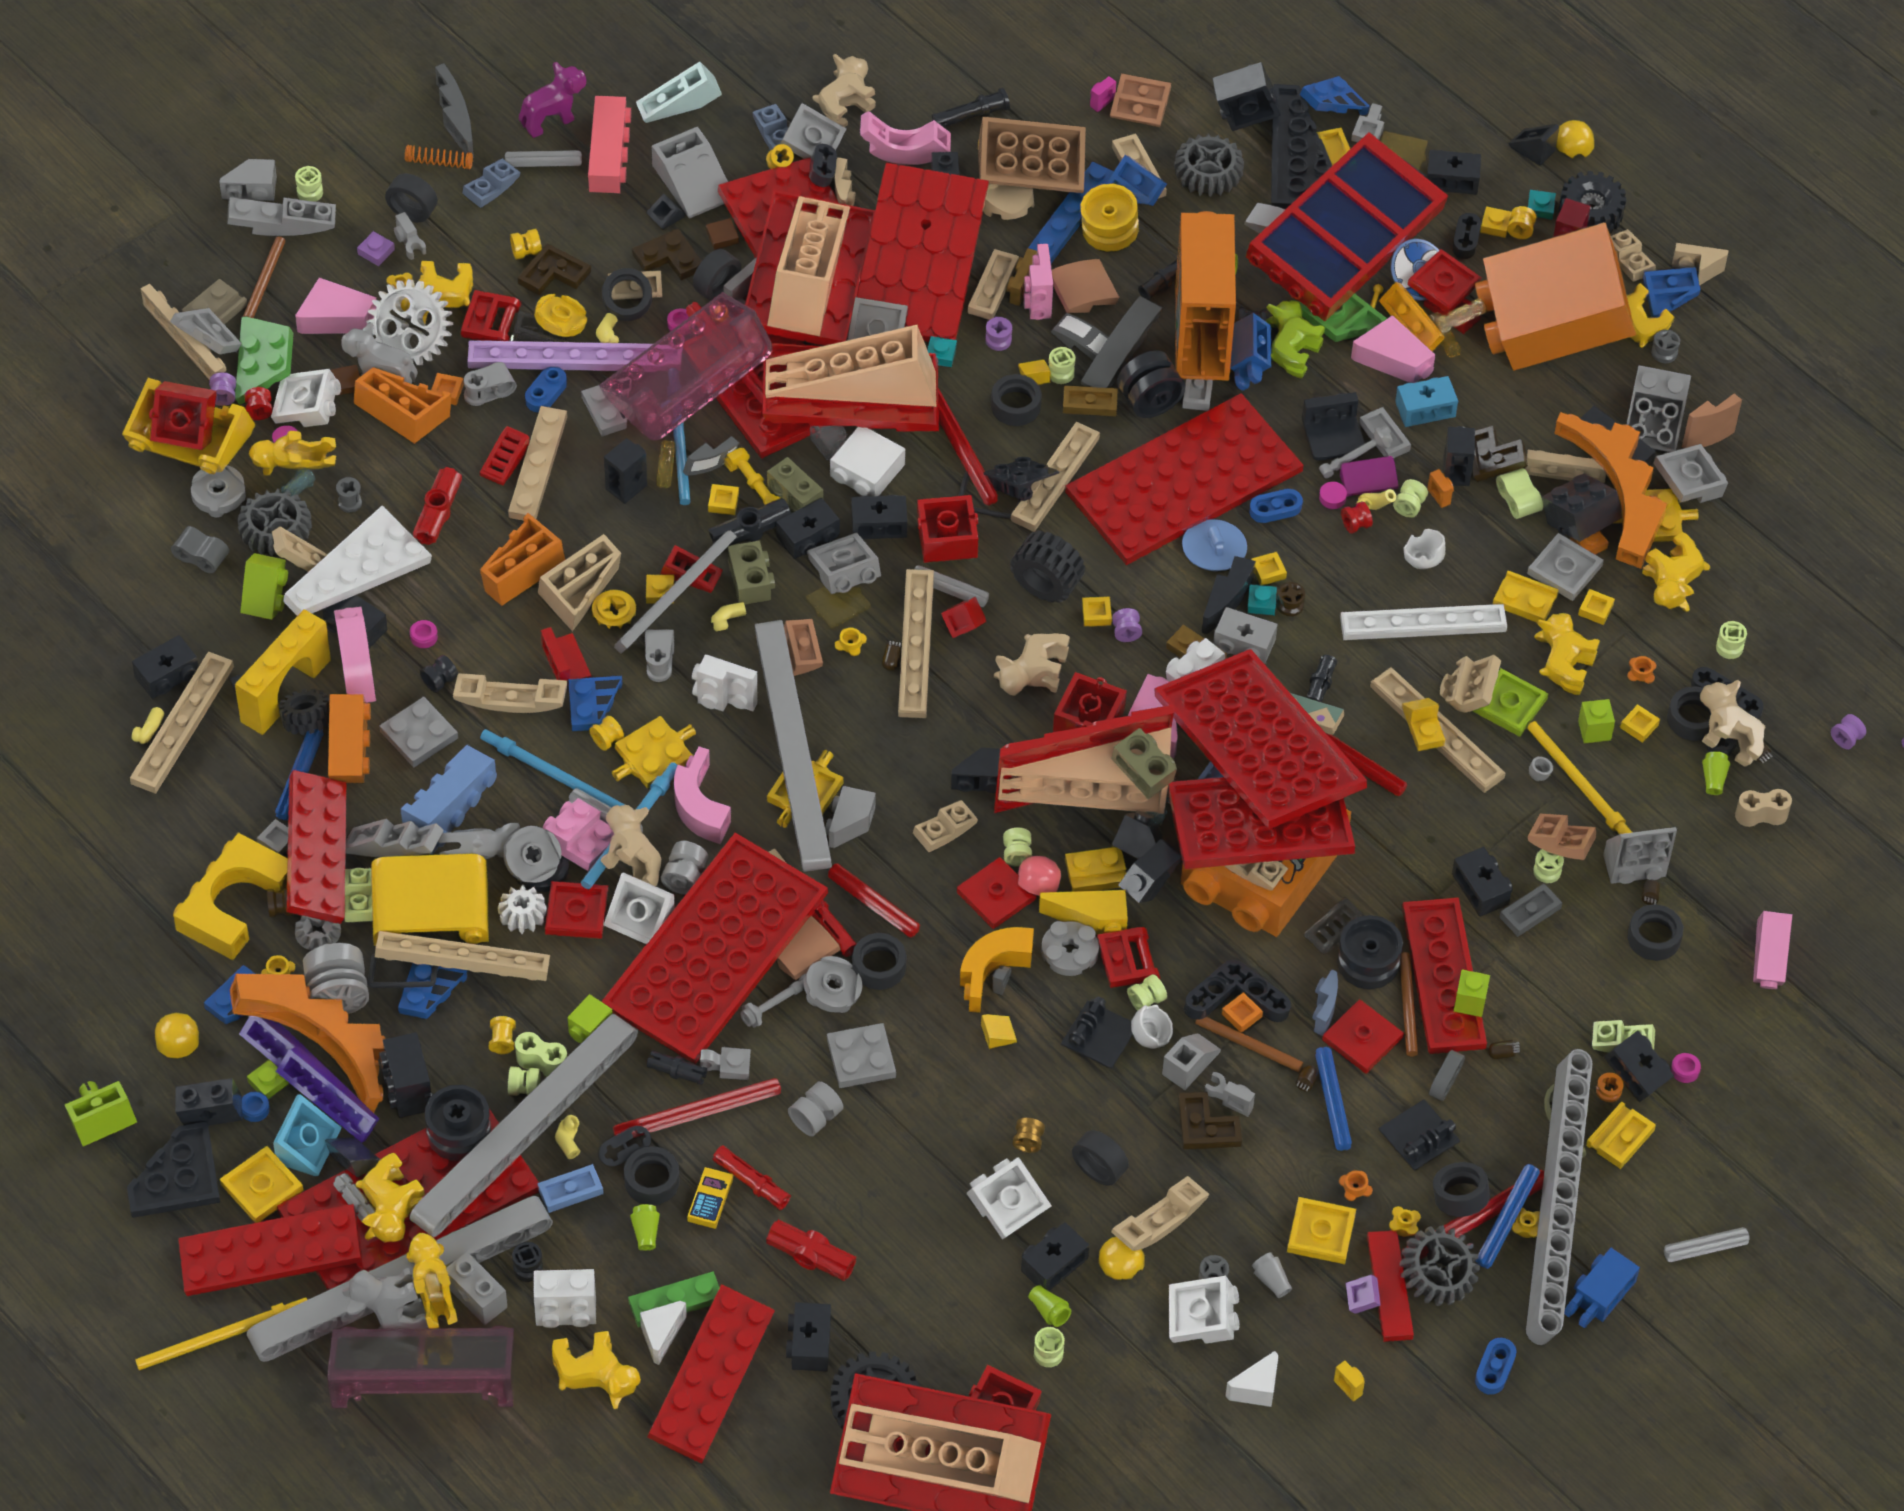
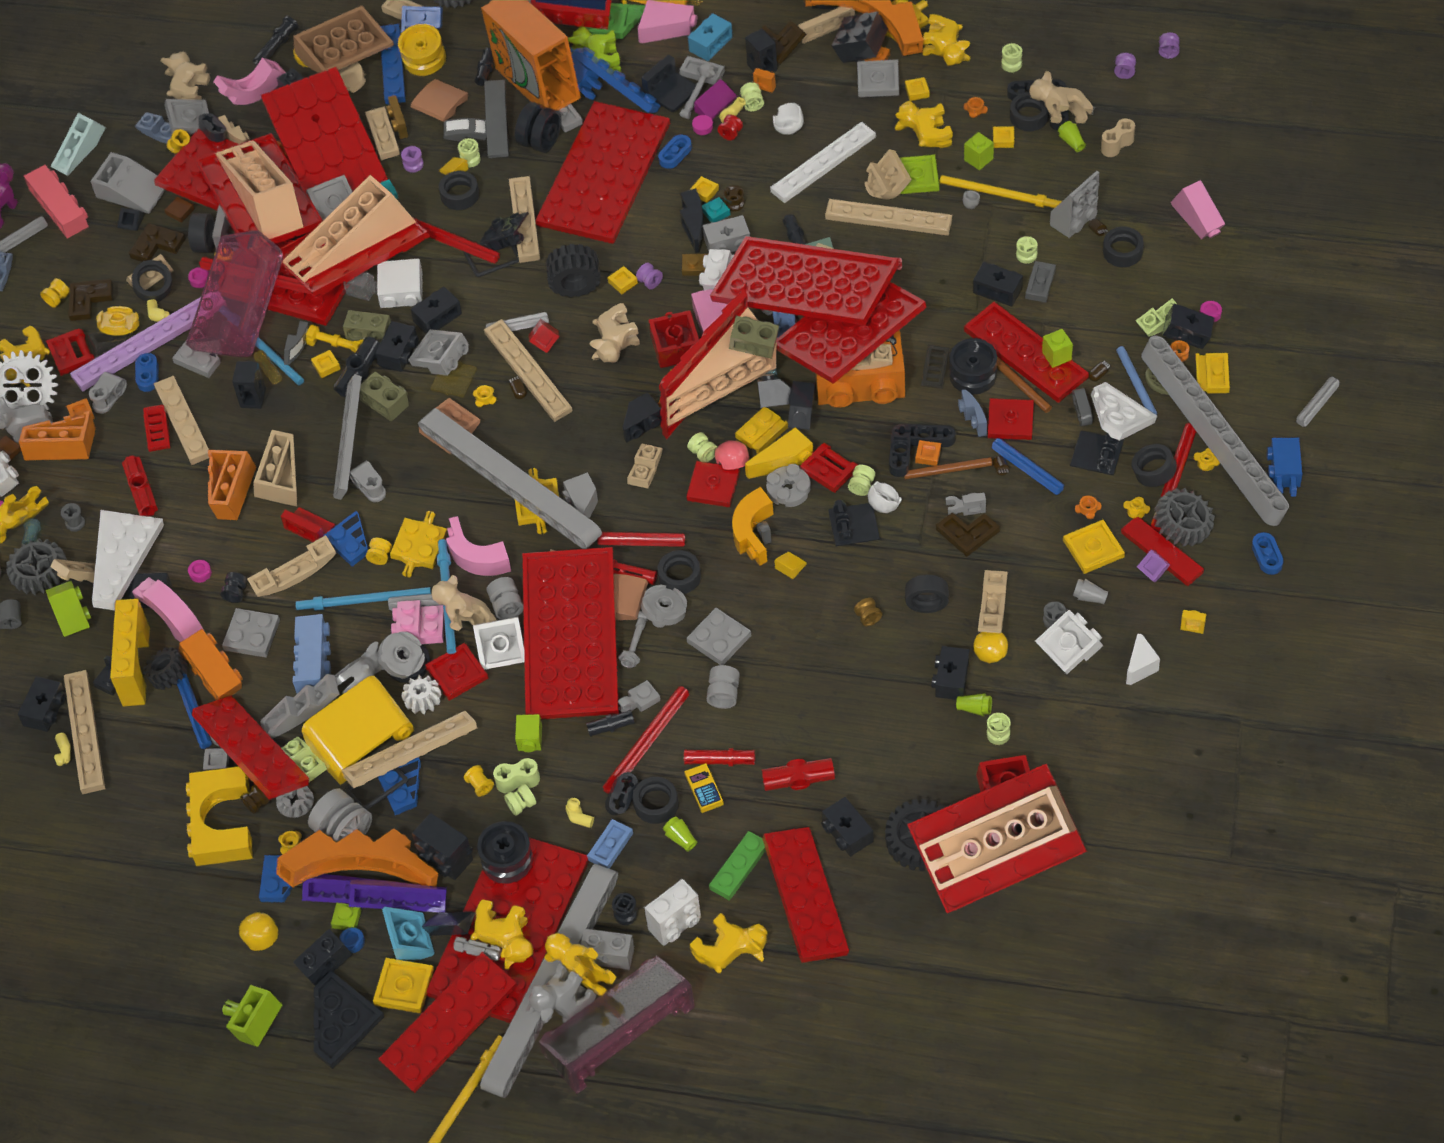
camera: 30 degrees left, 0 degrees up
(523, 1125) = (547, 826): light grey beam -> none
(621, 601) = (312, 467): yellow gear -> none
(657, 586) = (330, 443): yellow plate -> none
(661, 1327) = (747, 891): white slope -> none
(689, 559) = (336, 426): red slope -> none
(724, 683) = (431, 469): white plate -> none
(727, 612) = (389, 430): light yellow arm -> none
(947, 528) = (487, 289): red brick -> none
(1008, 1197) = (890, 656): white plate -> none
(1039, 285) = (416, 112): bright pink plate -> none
(1090, 400) = (505, 162): pearl gold plate -> none
(1188, 1059) = (923, 502): light grey slope -> none
(1214, 545) = (657, 198): medium blue shield -> none
(1279, 385) = (616, 79): none -> blue plate
(1424, 724) = (879, 216): yellow slope -> none
(1477, 1108) = (1119, 413): none -> white plate
(1507, 1216) = (1193, 460): blue axle -> none
(1519, 493) = (813, 54): yellowish green axle -> none
(1525, 597) = (870, 110): yellow plate -> none
(1533, 1088) = (1135, 379): none -> medium blue bar
(1555, 836) = (1022, 229): nougat slope -> none

